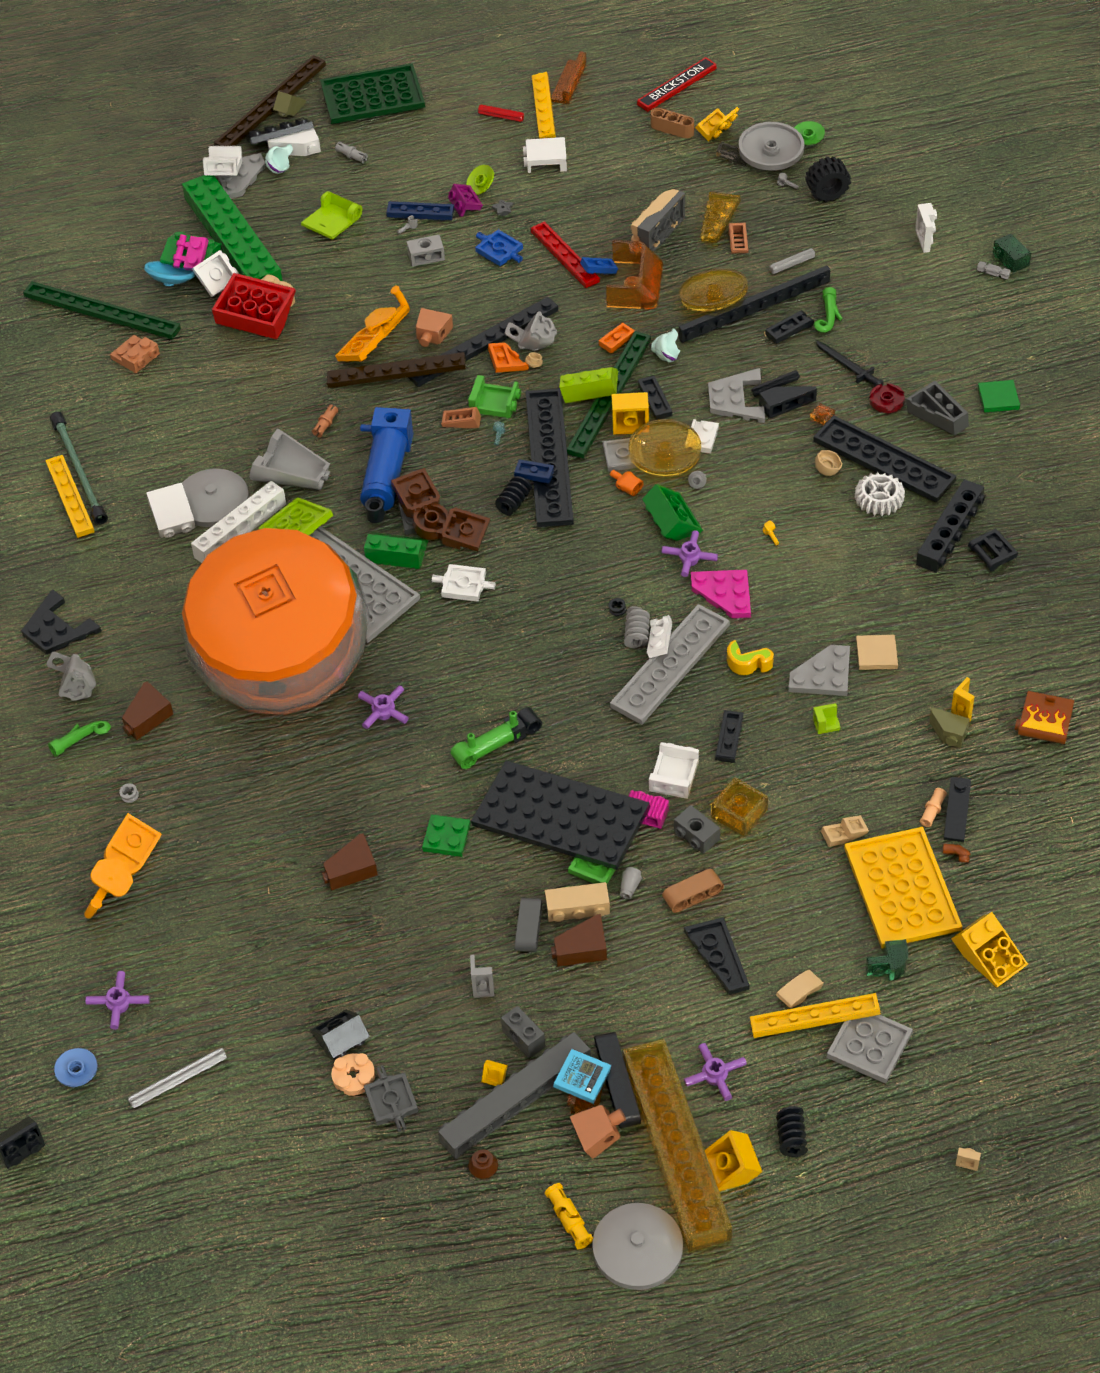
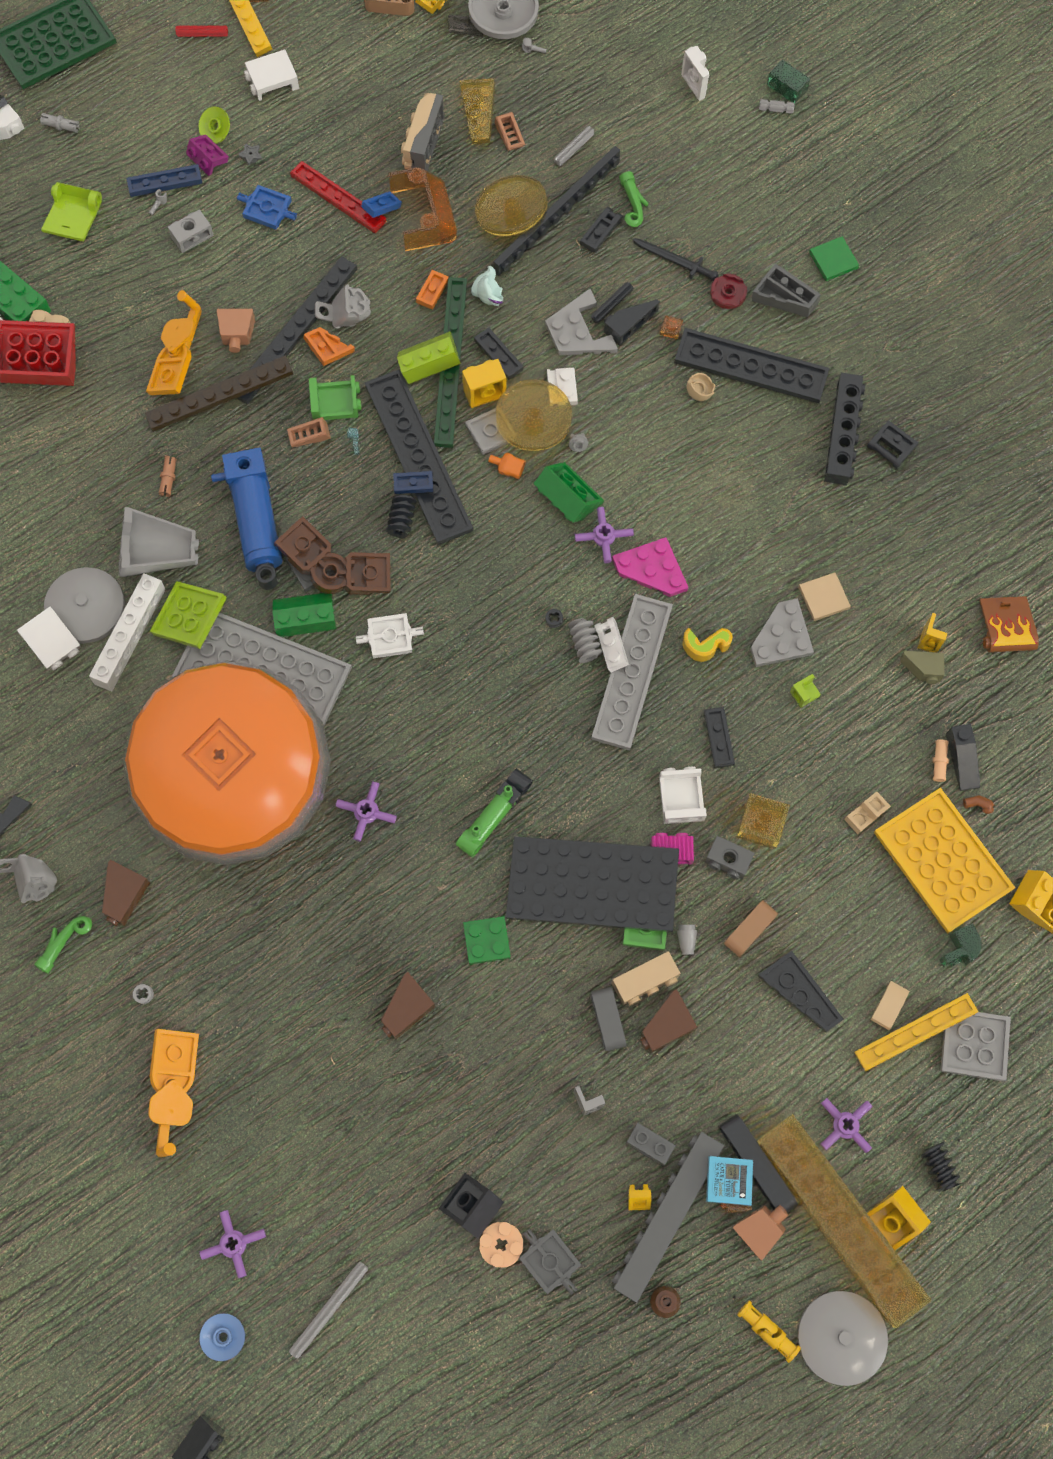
camera: 25 degrees left, 20 degrees up
(534, 360) = (357, 340): tan plate -> none
(768, 529) = (668, 482): yellow hand -> none
(828, 179) = (579, 37): black tyre -> none
(879, 499) = (759, 400): white gear -> none

